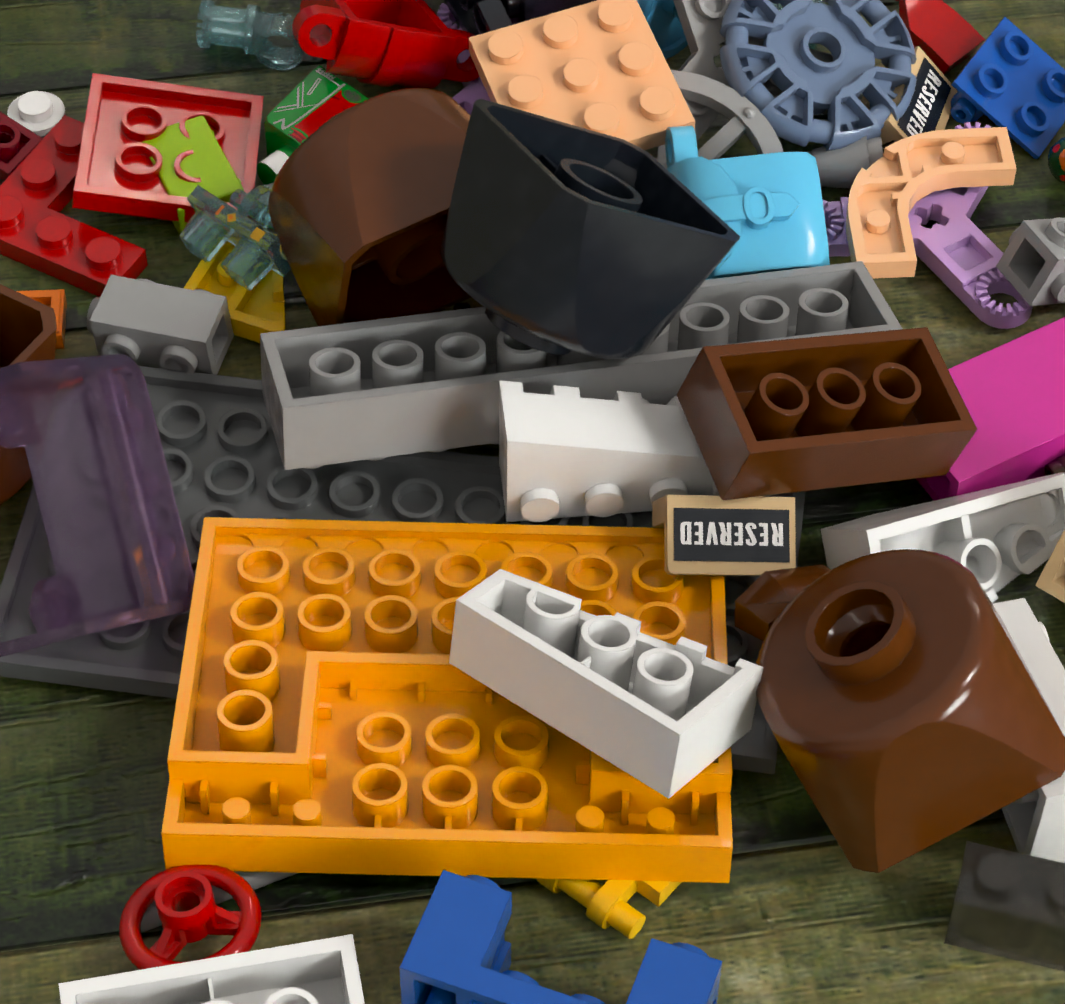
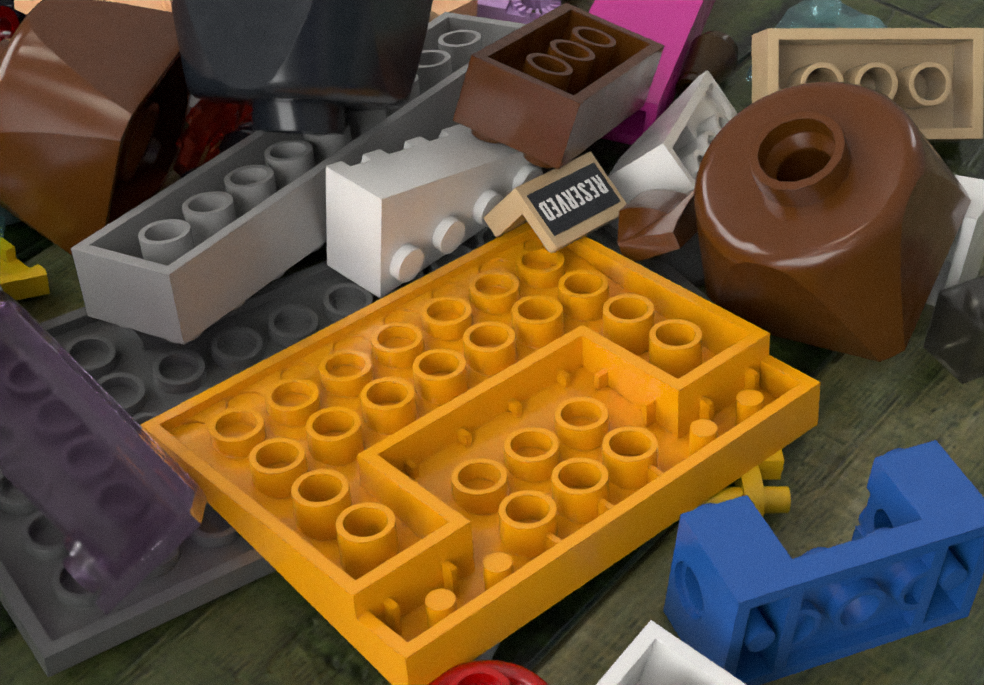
camera: 45 degrees left, 10 degrees down
(602, 681) = (629, 317): white wedge -> none

